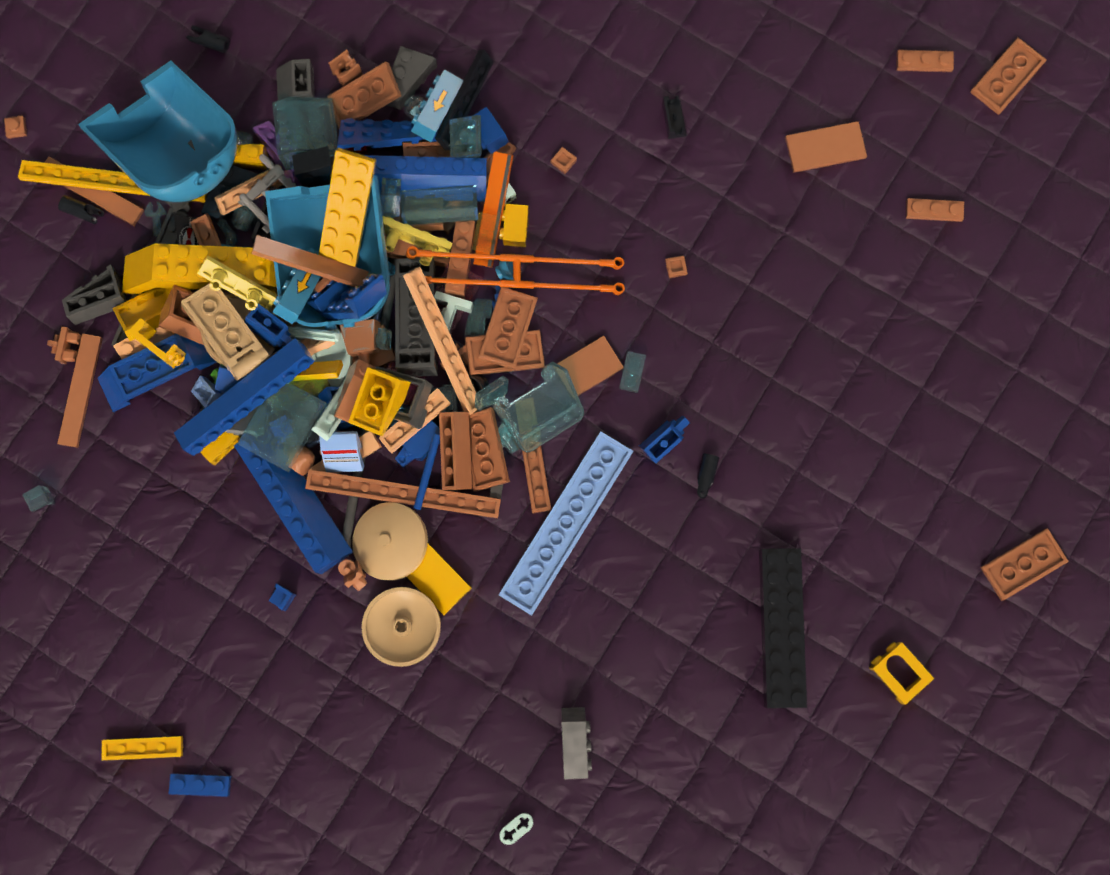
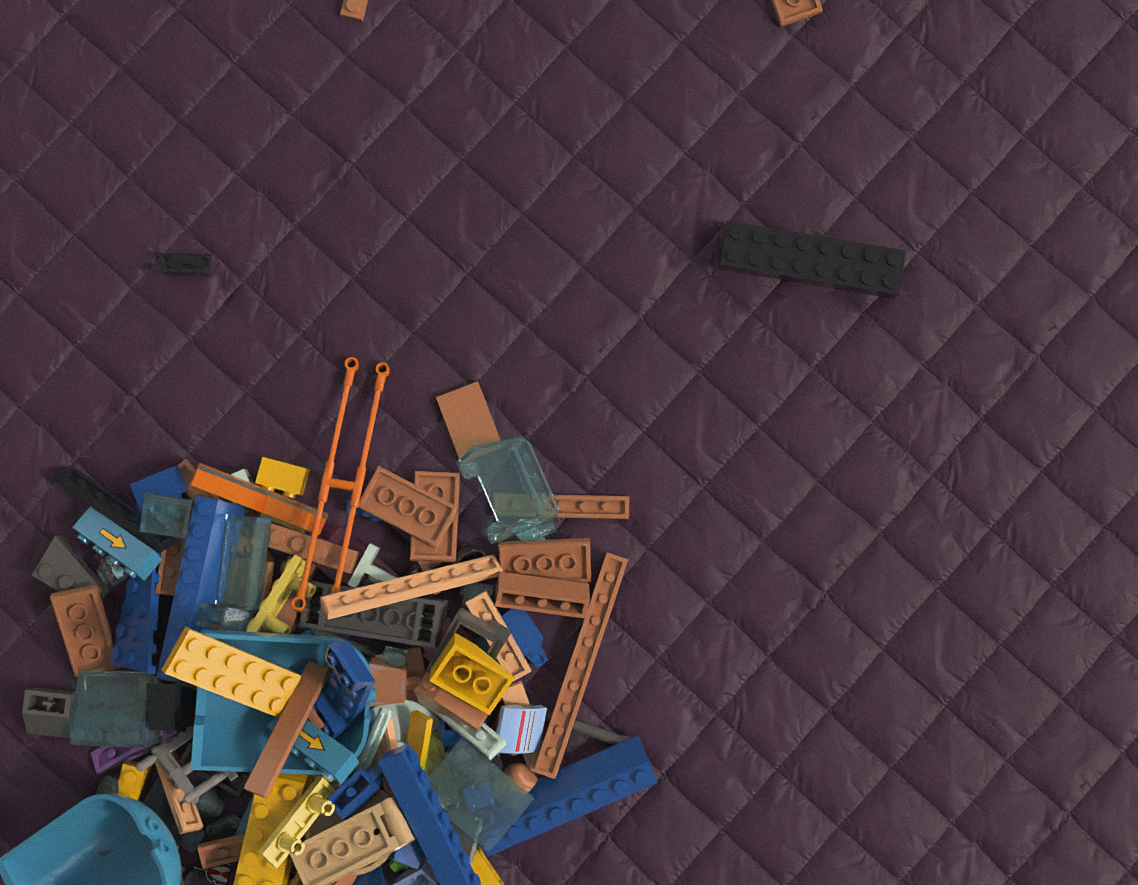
camera: 80 degrees left, 5 degrees up
(282, 597) = (674, 826): blue panel -> none
(352, 573) = (664, 739): nougat hips -> none
(353, 69) = (50, 639): nougat piece -> none
(390, 541) = (633, 689): tan dish -> none
(401, 626) = (734, 693): tan dish -> none
(427, 472) = (561, 632): blue bar -> none
(439, 581) = (678, 648): yellow slope -> none
(476, 320) = (389, 542): clear light blue slope -> none
(496, 388) = (478, 534): clear light blue plate -> none
(496, 491) = (596, 555): dark grey piece -> none
(505, 270) = (336, 498): dark azure piece -> none
(519, 832) = (985, 597): light aqua beam -> none
(563, 160) = (213, 404): nougat plate -> none
(566, 523) = (648, 481): light blue plate -> none
(575, 743) = (899, 517): wedge -> none
(632, 372) = (485, 372): clear light blue plate -> none
(664, 439) = (572, 350): blue hinge -> none
(676, 266) = (369, 297): nougat tile -> none
(706, 474) = (620, 309): black piece -> none
(825, 147) = (258, 95): nougat tile -> none
(880, 668) = (908, 137): yellow panel -> none

